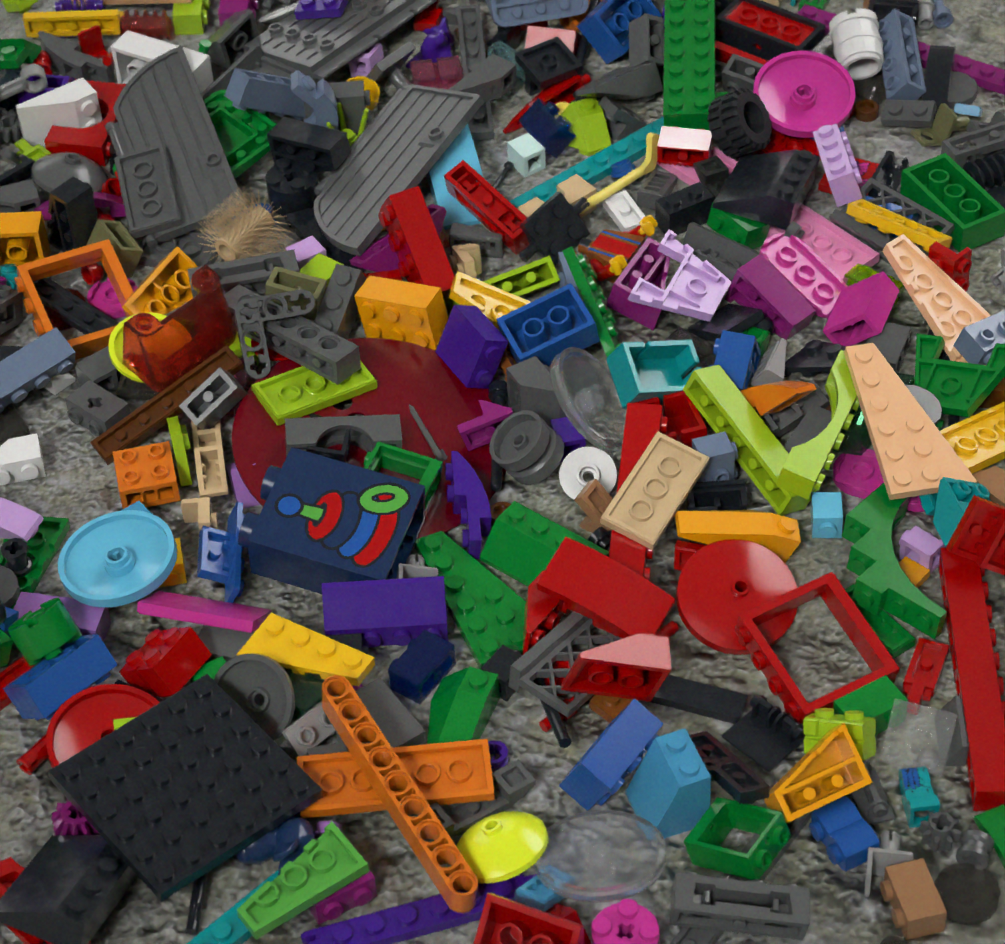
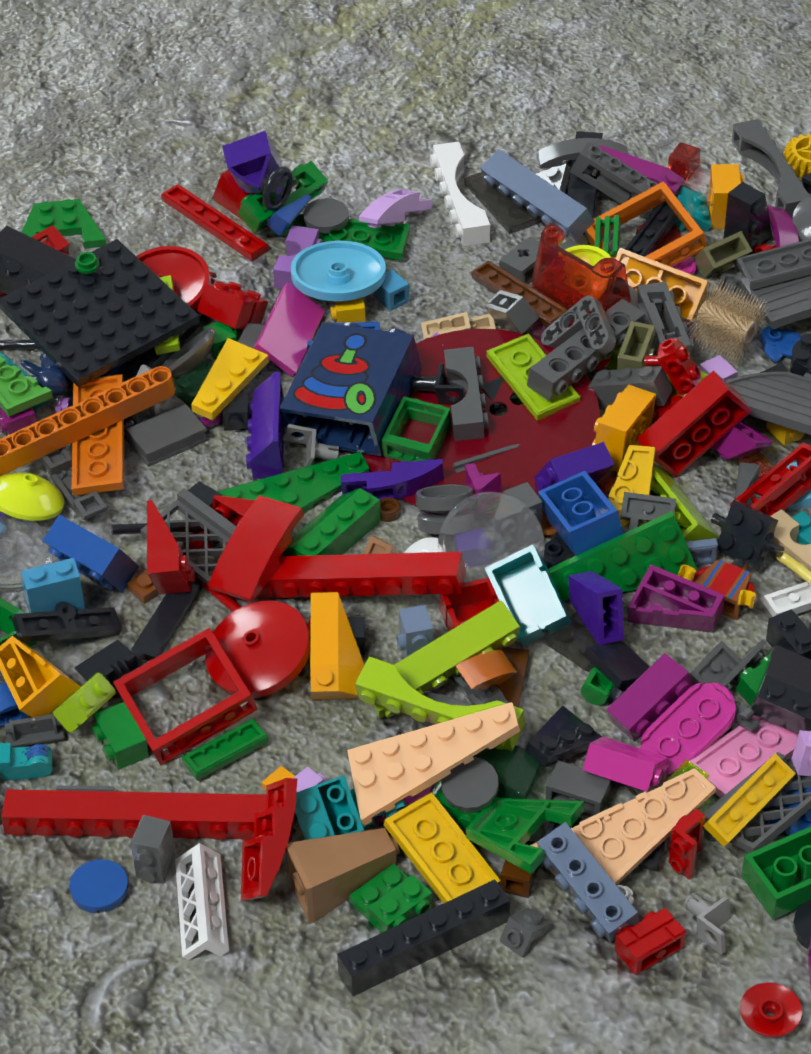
camera: 90 degrees right, 0 degrees up
(16, 556) = (351, 222): black bush -> none
(44, 631) = (266, 237): green brick -> none
(52, 682) = (227, 254): blue brick -> none
(87, 322) = (616, 236): none -> green tile
(112, 786) = (87, 263): none -> green plate
(146, 475) = (443, 290): orange brick -> none
(180, 444) = (471, 301): lime wing -> none
(199, 511) = (400, 322): tan bracket -> none
(328, 252) = (677, 365): none -> red brick
(421, 666) = (217, 455): clear blue brick -> none
(462, 705) = (161, 480): green wedge -> none
(466, 259) = (705, 477): tan plate -> none
(500, 748) = (123, 501): dark purple bush -> none
(531, 286) = (644, 508): none -> dark grey plate
(654, 490) = (362, 576): tan tile -> none
(661, 321) = (598, 605): none -> dark purple slope
(693, 289) = (655, 632): lavender wing -> none
(723, 494) = (382, 643): black hinge -> none
(737, 356) = (551, 656): blue brick -> none
(771, 365) = (551, 694): light grey slope -> none
(826, 515) = (356, 724): medium azure brick -> none
(881, 579) = (288, 745): green arch -> none
(918, 737) = (79, 761): clear tile -> none
(924, 670) = (156, 777): red hinge -> none

